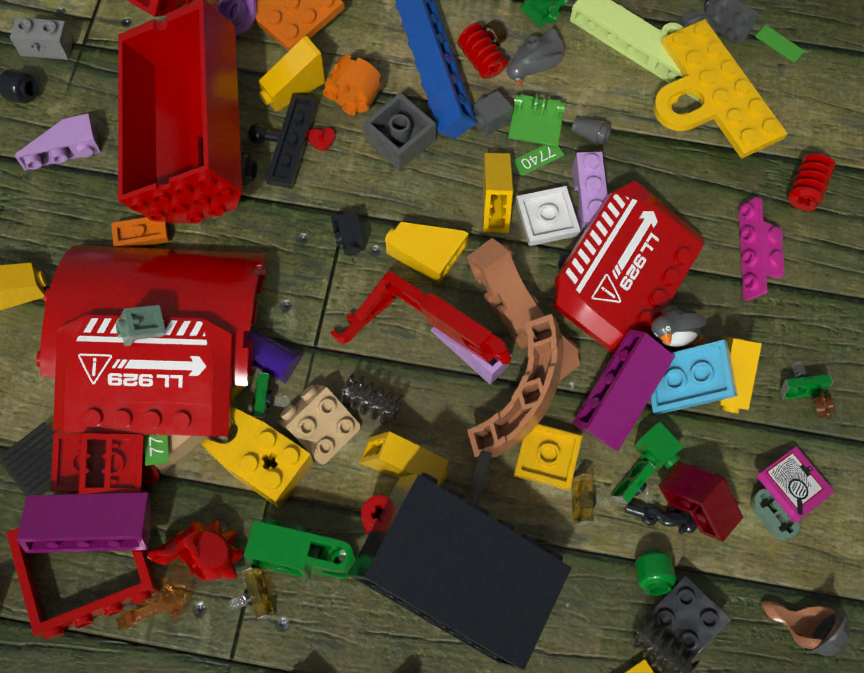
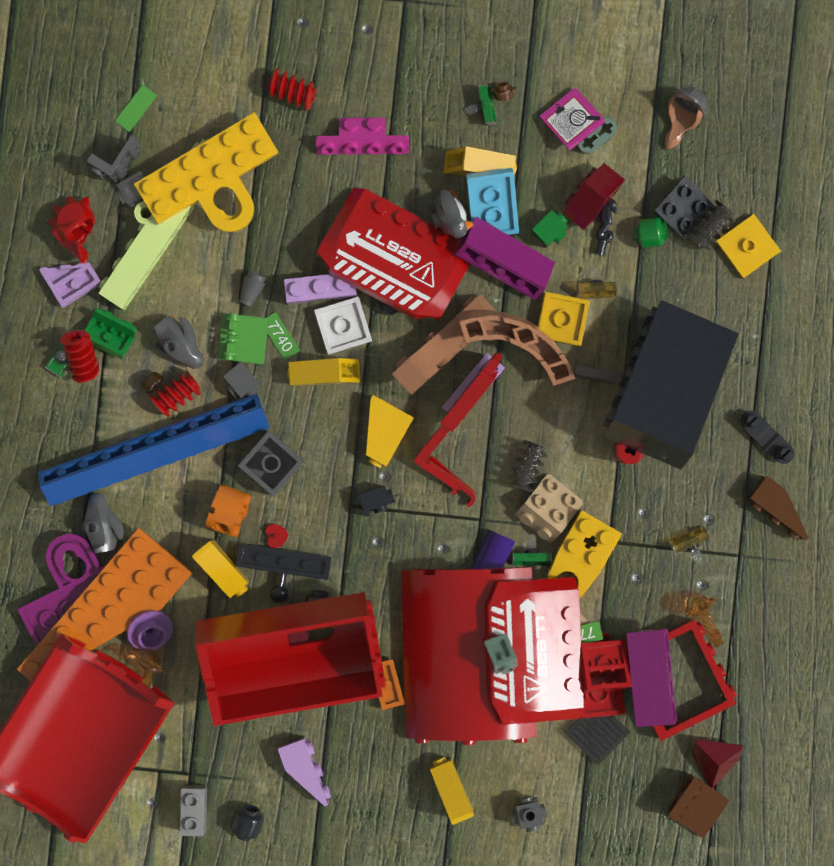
camera: 95 degrees left, 20 degrees up
(203, 549) = (661, 585): red head -> none
(296, 551) = (659, 511): green brick -> none
(402, 458) = (578, 435): yellow slope -> none
(635, 484) = (581, 247): green piece -> none

